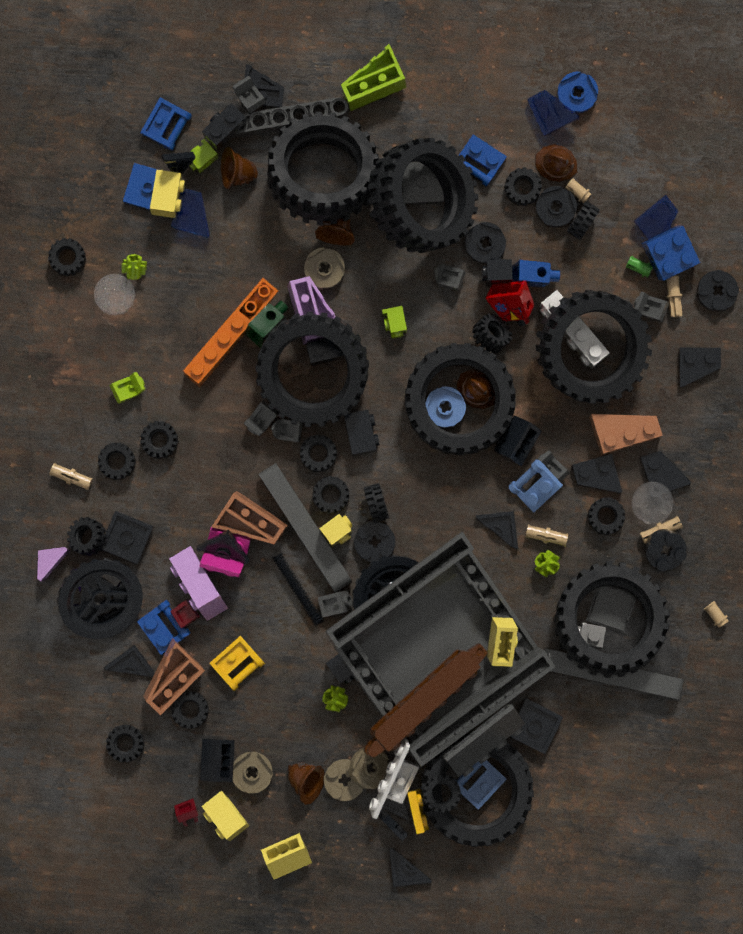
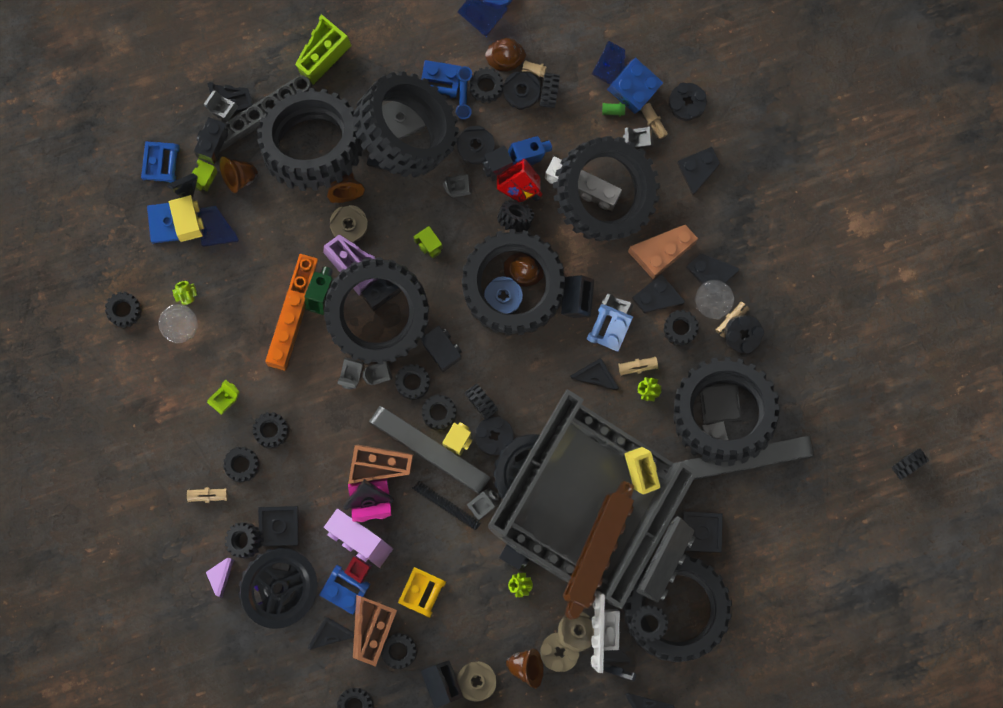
camera: 25 degrees left, 5 degrees down
(419, 817) = (640, 656): yellow plate -> none
(484, 786) = (682, 602): medium blue plate -> none
(488, 201) = (463, 74): none -> blue bar
(716, 614) = (811, 369): tan pin -> none

